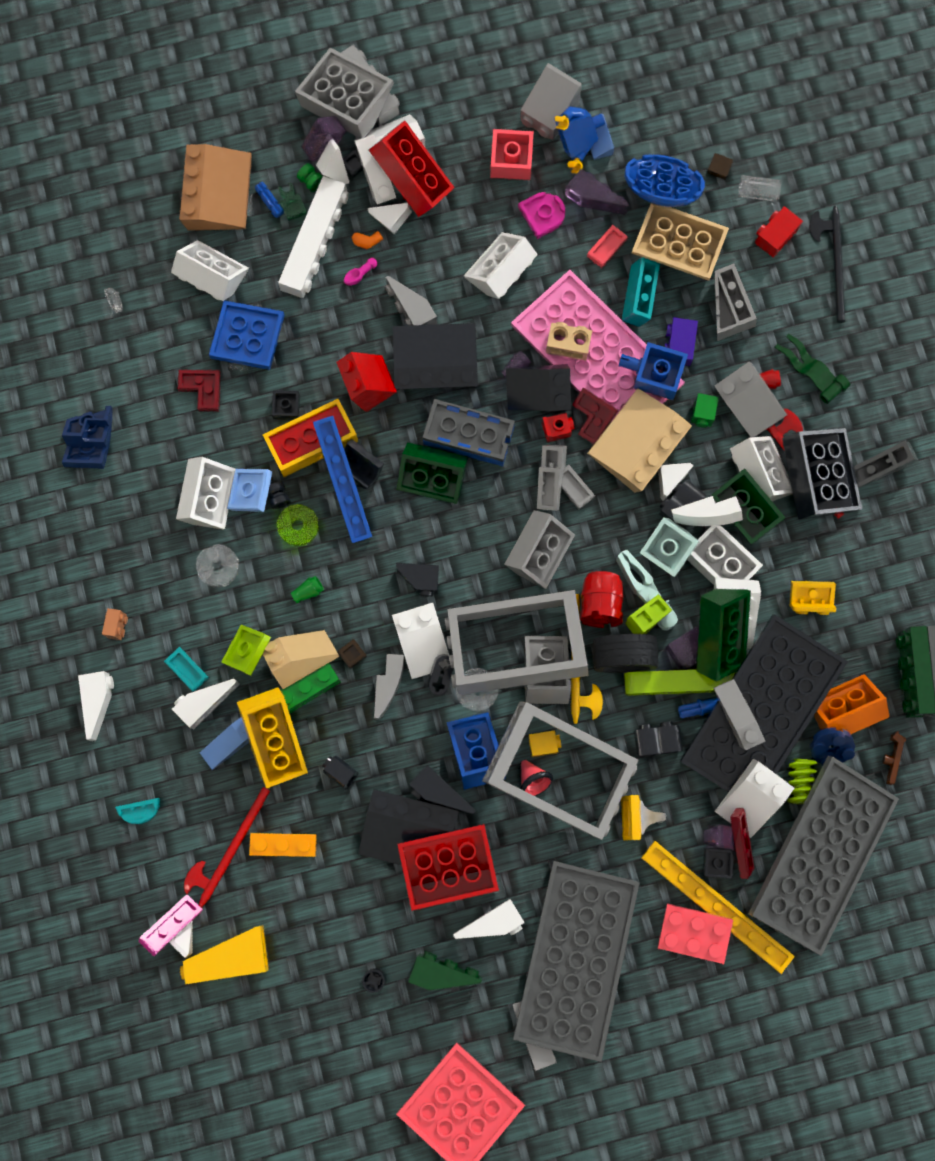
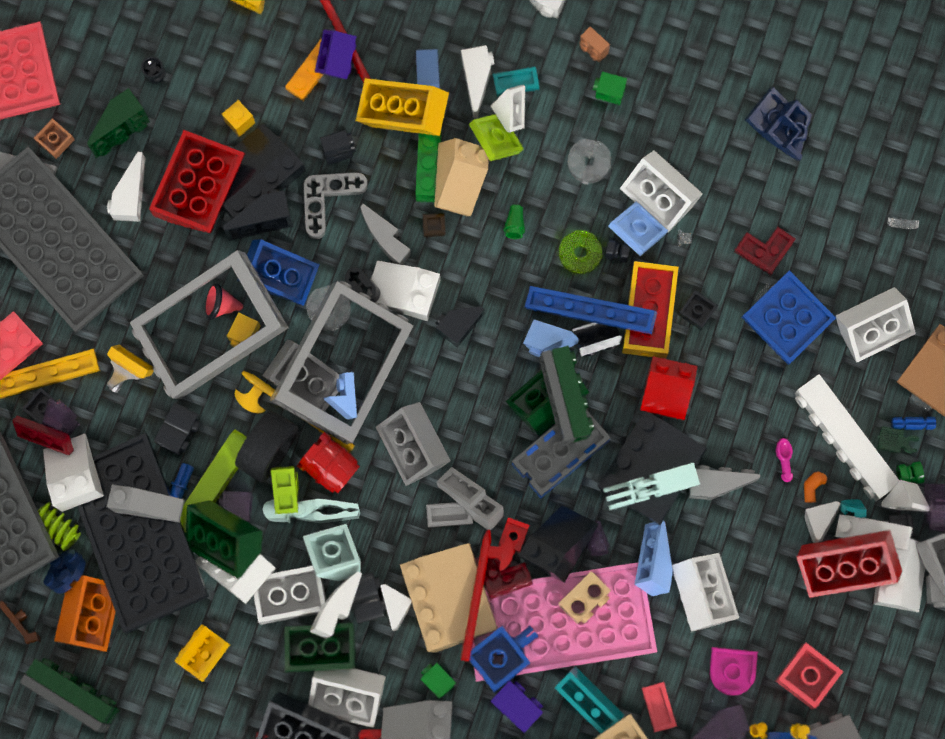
camera: 125 degrees right, 0 degrees up
(144, 588) = (610, 88): none -> green brick
(215, 654) = (511, 108): none -> white slope
(233, 454) = (683, 237): none -> clear piece
(260, 830) = (335, 54): none -> dark purple brick
(364, 196) = (853, 506): none -> teal tile
(368, 875) = (238, 118): none -> yellow brick
(381, 762) = (325, 190): none -> light grey beam
(387, 499) = (547, 337): none -> light blue slope
(427, 443) = (565, 395): none -> dark green piece
(446, 338) = (662, 483): none -> light aqua arm
(490, 1023) = (54, 138): none -> nougat piece
(503, 312) = (654, 563): none -> light blue slope
(546, 613) = (346, 402): none -> light blue slope
(578, 418) = (504, 554): none -> red piece

